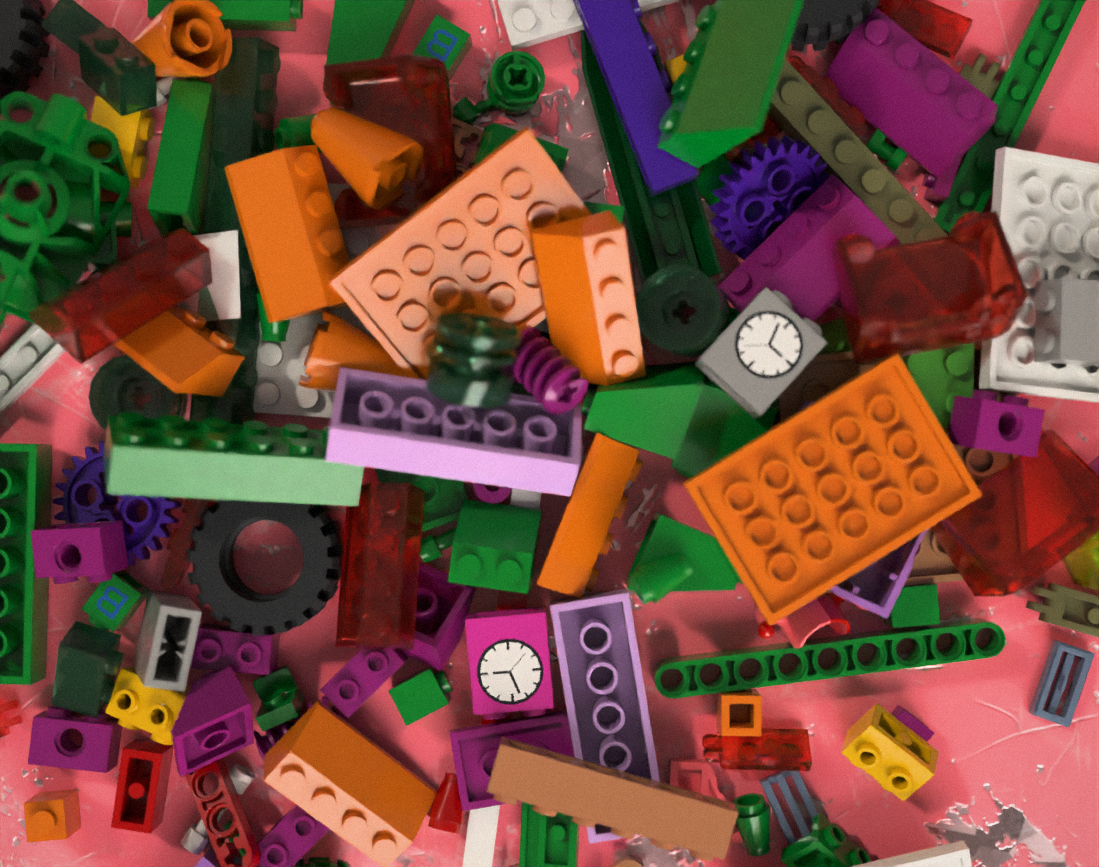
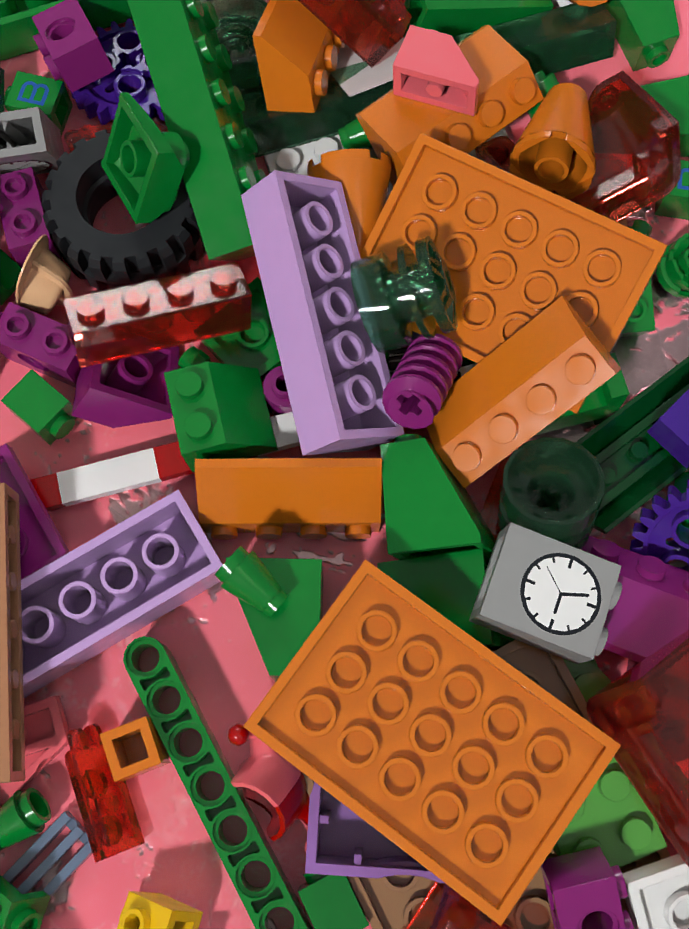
camera: 70 degrees right, 15 degrees down
(255, 533) = (143, 162): none -> green slope
(265, 240) = (435, 71): none -> coral slope
(307, 655) = (42, 279): none -> light nougat piece
(509, 662) = (102, 476): brick -> none

